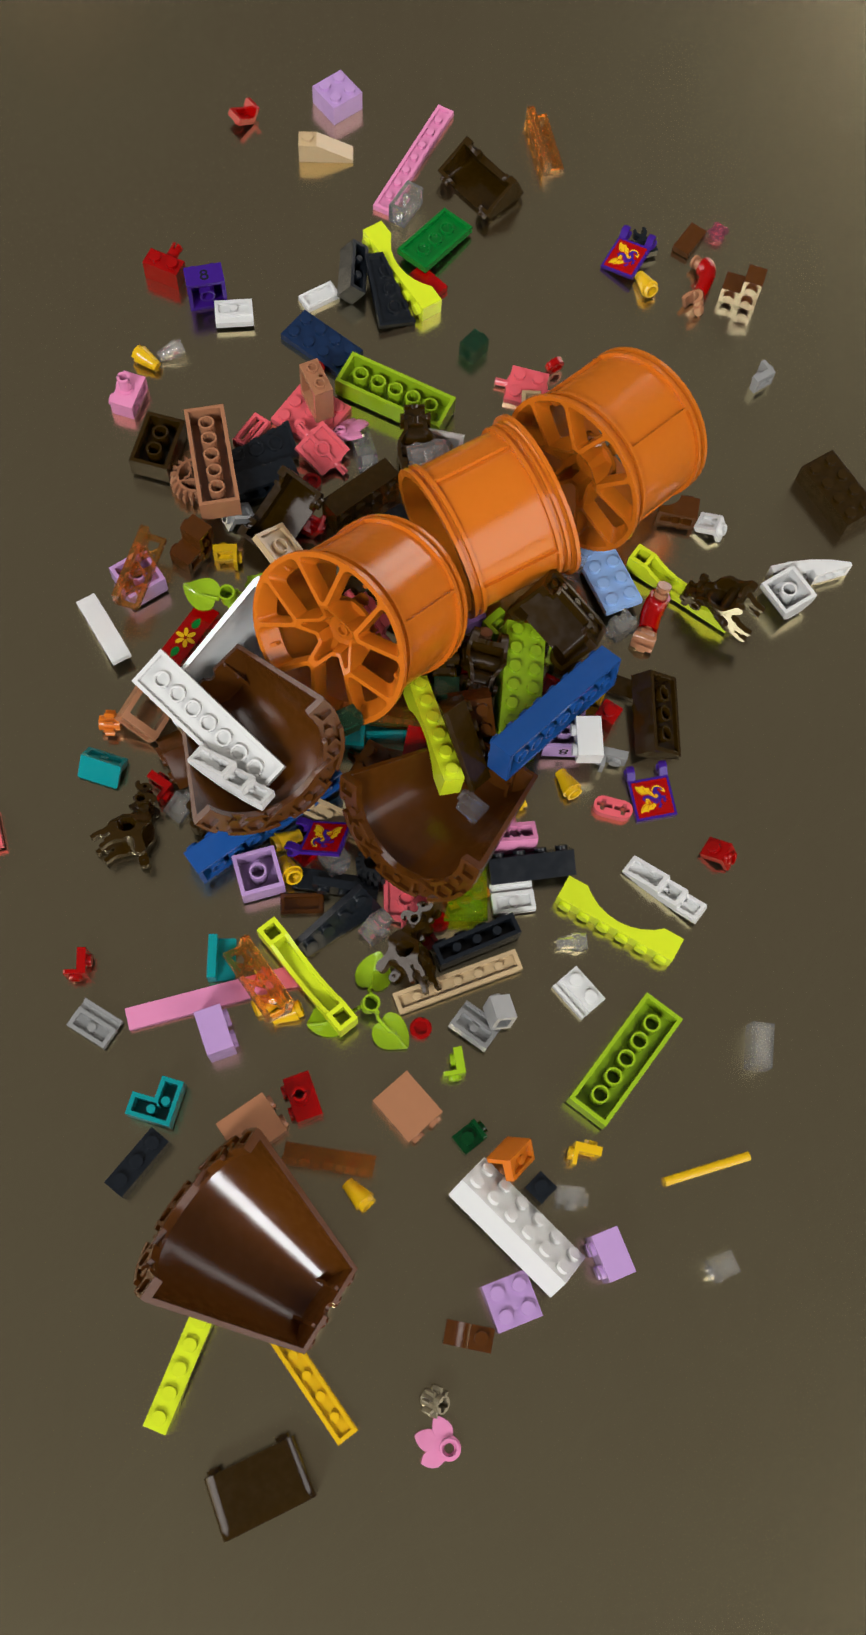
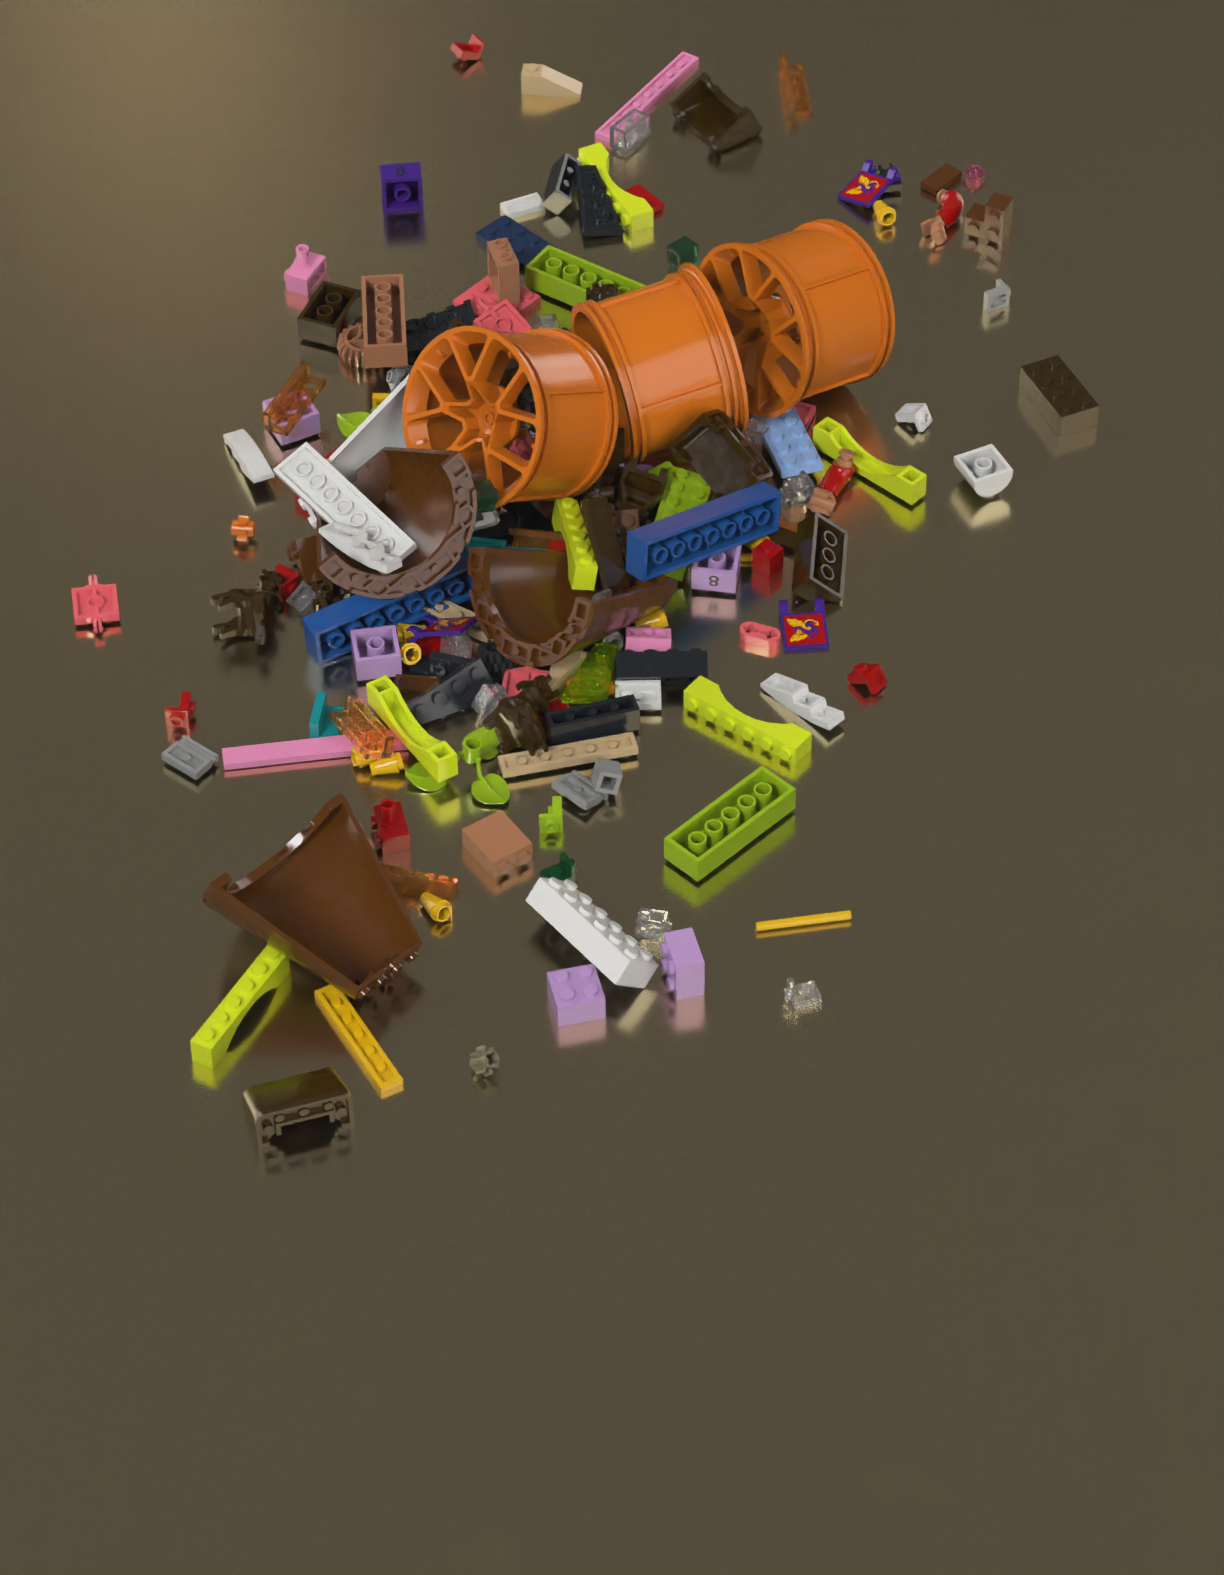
camera: 15 degrees right, 25 degrees down
(101, 767) = (227, 565): teal panel -> none
(135, 724) = (265, 522): nougat window -> none
(138, 1163) = (220, 856): black brick -> none
(144, 357) = (328, 245): yellow cone -> none
(159, 1109) = (243, 820): teal brick -> none
(165, 267) = (361, 171): red brick -> none
(172, 350) = (356, 240): clear cone -> none
(195, 544) = (355, 392): reddish brown brick -> none
(215, 1032) = (312, 766): lavender brick -> none
(234, 313) = (428, 213): white plate -> none
(264, 427) = (431, 306): coral tile -> none
(337, 97) = (572, 39): lavender brick -> none
(350, 429) = (531, 315): bright pink plate -> none
(420, 1028) = (523, 790): red tile -> none
(434, 240) = (656, 163): green plate -> none
(434, 1441) = (482, 1099): bright pink plate -> none
(468, 1336) = (530, 1020): reddish brown arch -> none
(514, 1154) = (600, 884): orange panel -> none
(539, 1188) = (623, 911): black brick -> none
(569, 785) = (716, 612): yellow cone -> none
(573, 942) = (698, 733): clear cone -> none
(578, 993) = (694, 776): white plate -> none
(587, 739) = (737, 562): white brick -> none
(588, 1148) = (675, 891): yellow bracket -> none
(614, 757) = (765, 591): light grey bracket -> none
(682, 513) = (880, 402): reddish brown arch -> none
(725, 600) = (906, 462): dark brown animal -> none
(759, 1046) = (876, 826): clear brick -> none
(814, 569) = (1028, 457): white slope -> none

